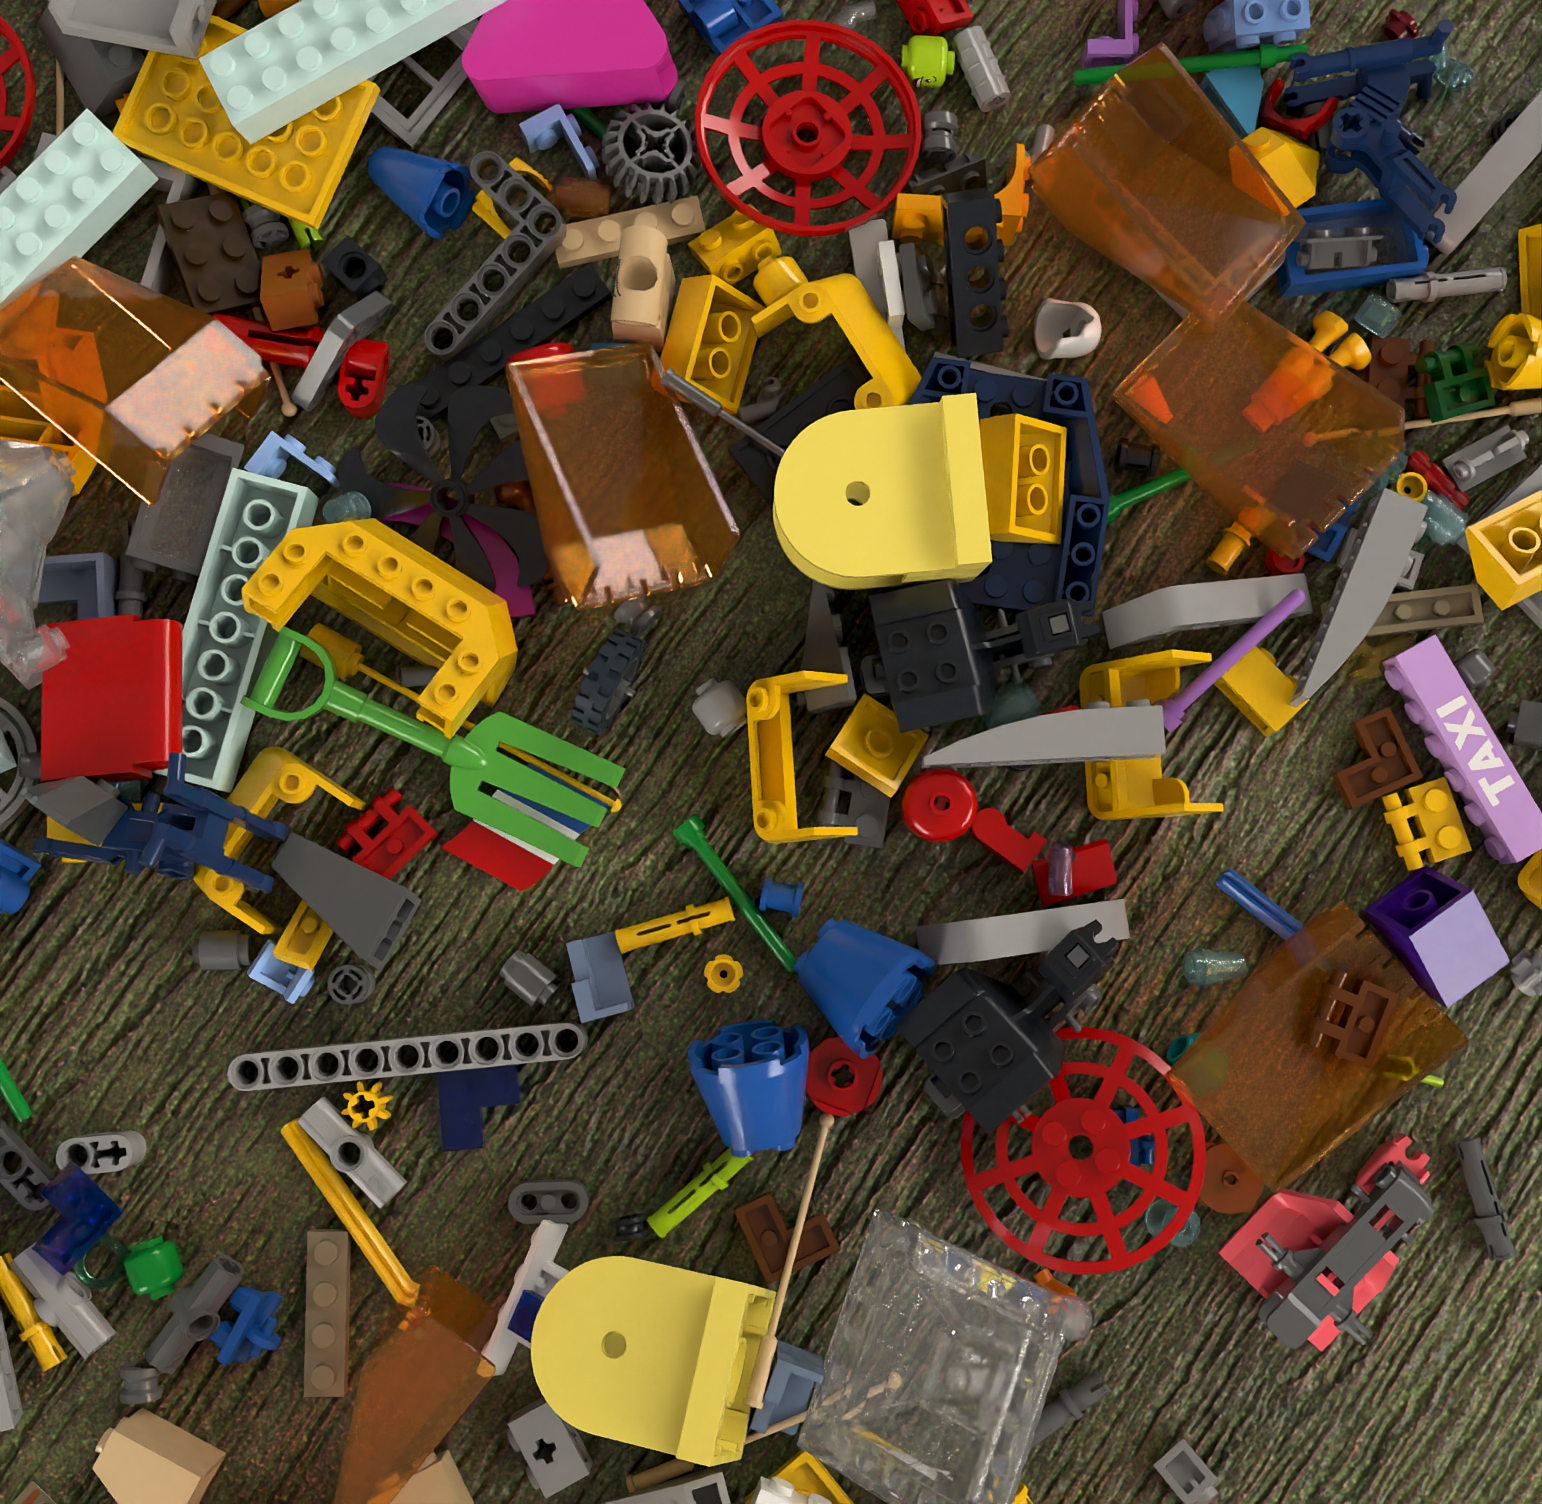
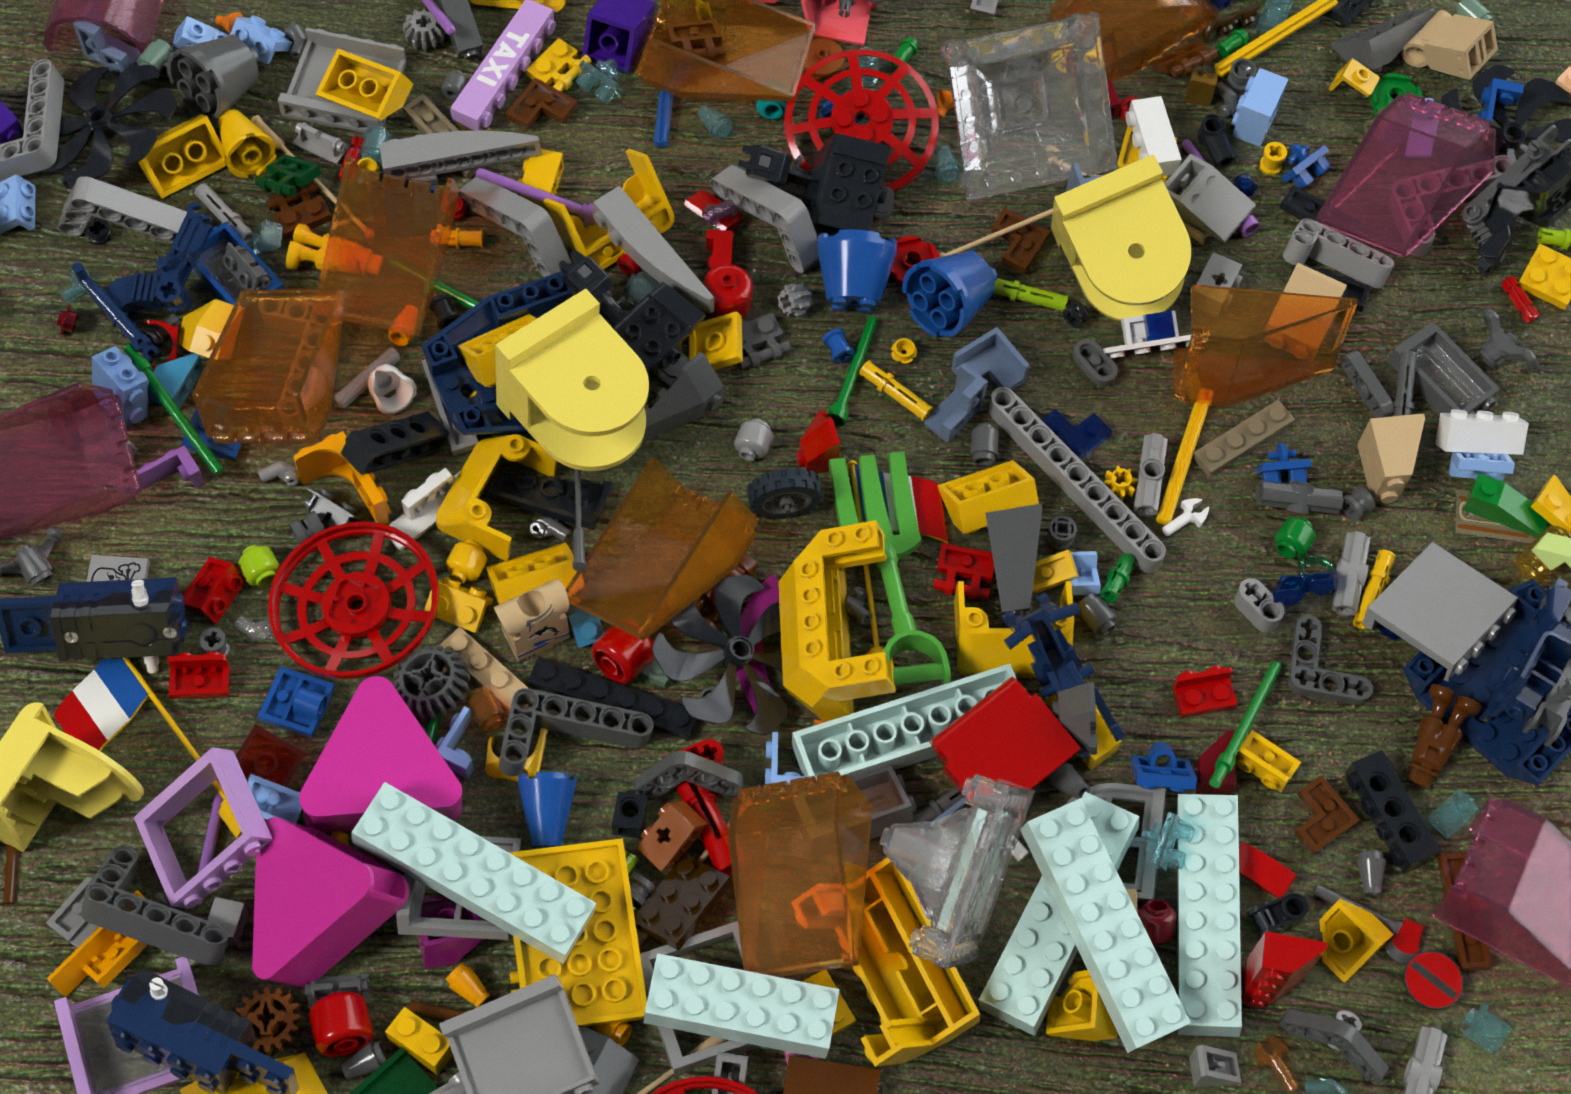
camera: 125 degrees left, 20 degrees down
(50, 1005) = (1204, 692): none -> red bracket
(249, 1008) = (1118, 578): none -> green pin
(275, 1158) = (1197, 518): none -> white bar
(347, 507) = (789, 704): clear light blue cone -> none
(458, 934) = (987, 491): none -> yellow slope
(640, 1076) = (994, 357): none -> sand blue panel
(658, 774) = (818, 444): none -> red slope
(773, 757) = (743, 402): yellow windscreen -> none
(877, 885) = (795, 300): none -> light grey gear
(923, 290) = (411, 479): dark grey plate -> none
(956, 1223) = (946, 165): none -> clear light blue cone
(981, 68) = (244, 532): light grey axle -> none
(1098, 298) = (360, 382): none -> light grey axle
(1167, 1294) = (908, 48): none -> green pin
(1371, 867) = (608, 87): none -> clear light blue hips

